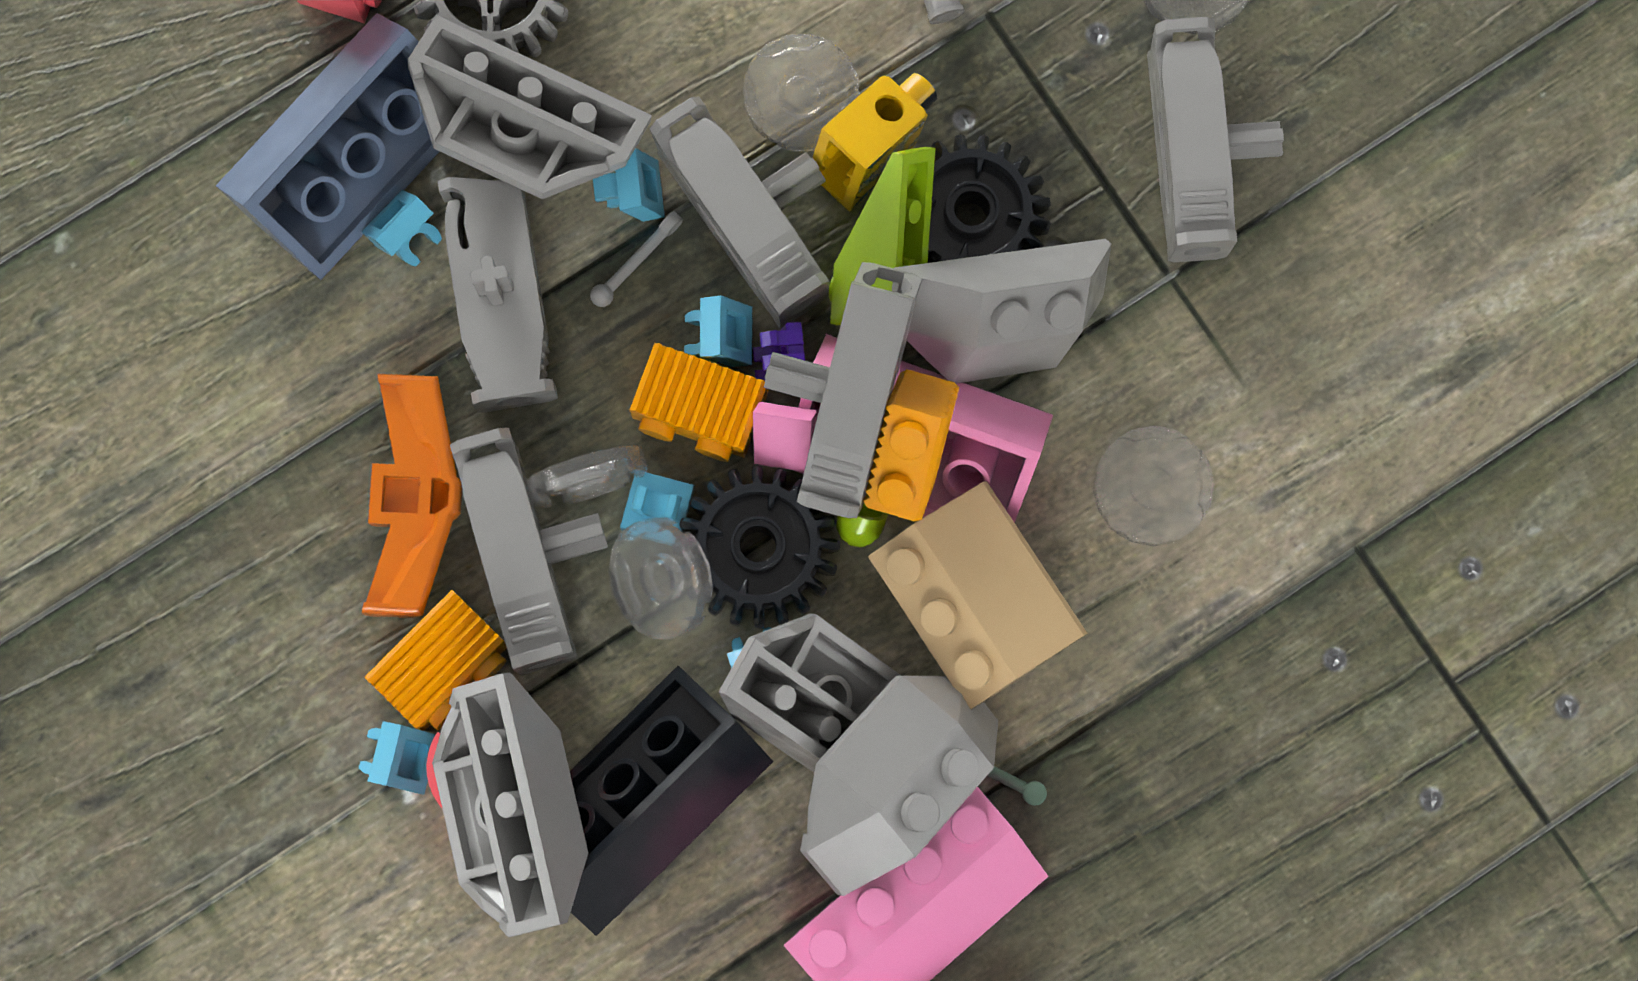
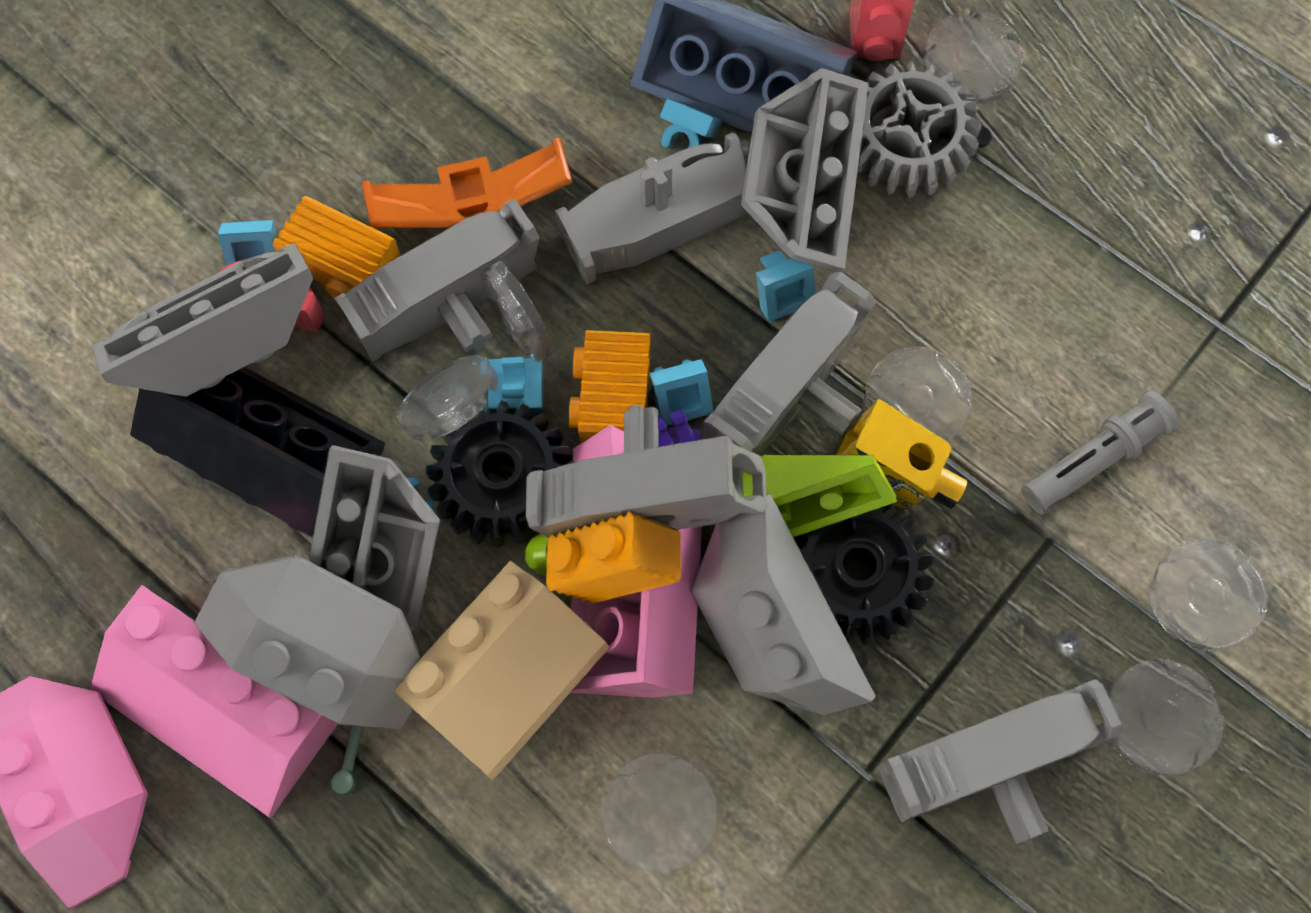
camera: 80 degrees right, 10 degrees down
(602, 294) = (685, 292): light grey hinge -> none

